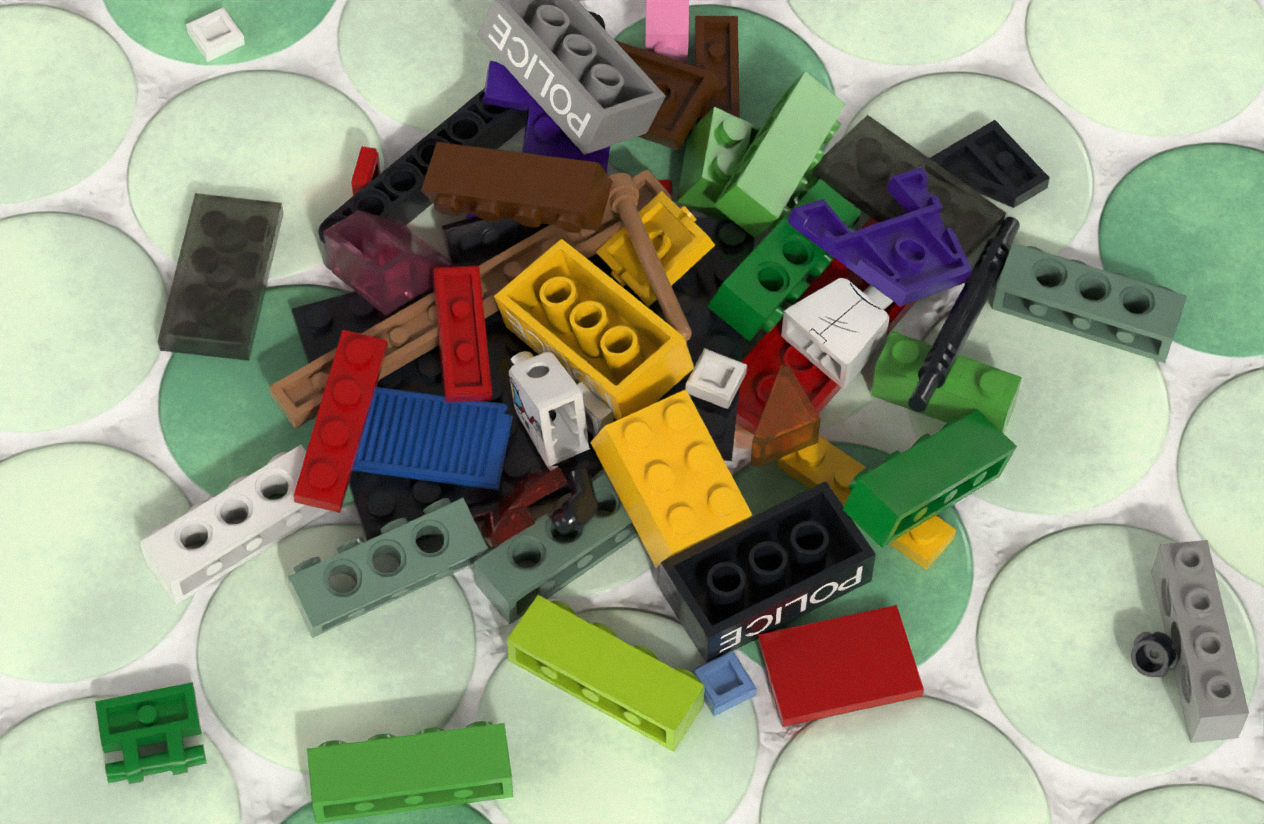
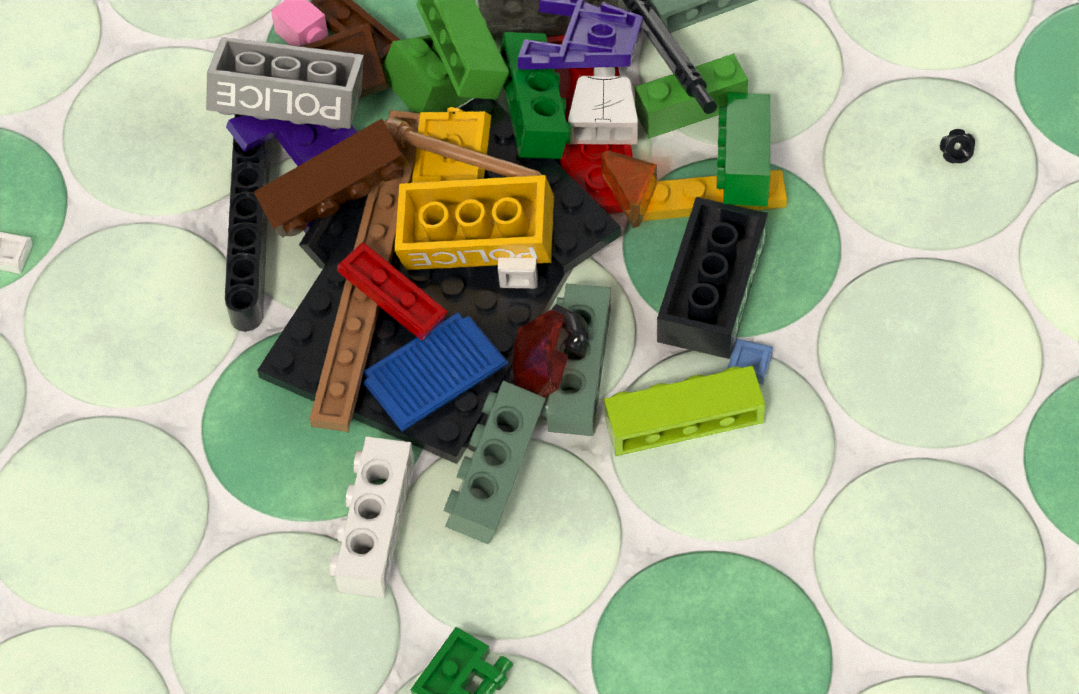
camera: 40 degrees left, 0 degrees up
(221, 277) = (190, 388): clear smoke plate -> none
(340, 421) = (379, 400): red plate -> none
(366, 168) = (213, 255): red tile -> none
(382, 259) = (293, 292): clear pink slope -> none
(409, 772) = (638, 561): bright green brick -> none
(543, 386) = (490, 287): white torso -> none
(670, 476) = (612, 267): yellow brick -> none
(716, 378) = (571, 192): white tile -> none
(840, 665) = (801, 296): red tile -> none
(1200, 633) = (955, 104): light grey brick -> none

